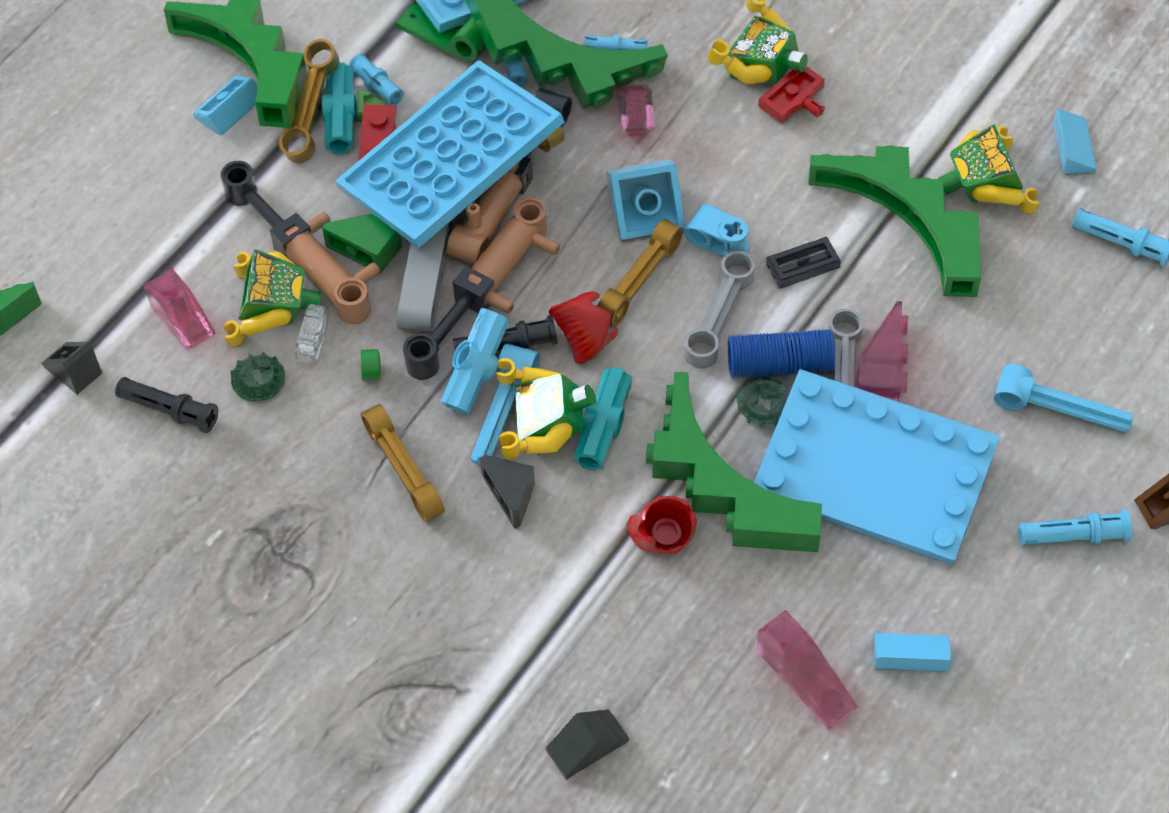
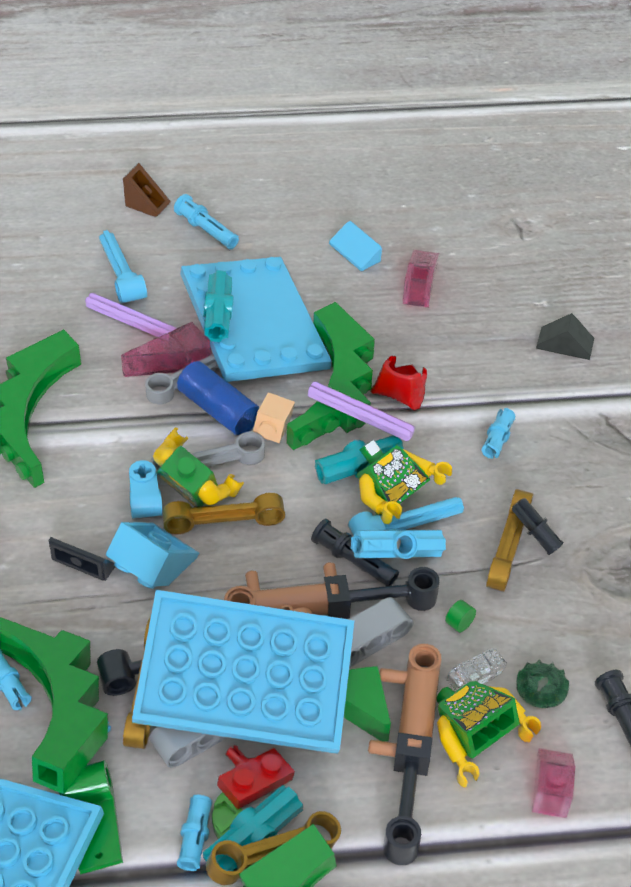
camera: 135 degrees left, 10 degrees down
(389, 485) = (537, 526): none -> black axle
(510, 485) = (464, 468): pearl dark grey slope -> none
(526, 561) = (498, 433): none -> medium azure pin
(584, 325) = (304, 503): red hair -> none
(635, 109) = (68, 609): clear pink slope -> none
(642, 434) = (361, 411): none -> lavender axle
(693, 150) = (80, 559): none -> black slope
(695, 253) = (189, 475): none -> torso
(712, 376) = (273, 417): none -> light nougat brick
(770, 390) = (256, 387): clear green gear -> none
(806, 266) = (119, 444): black tile -> none
(890, 405) = (218, 306): none -> teal piece
(970, 368) = (127, 315): none -> lavender axle

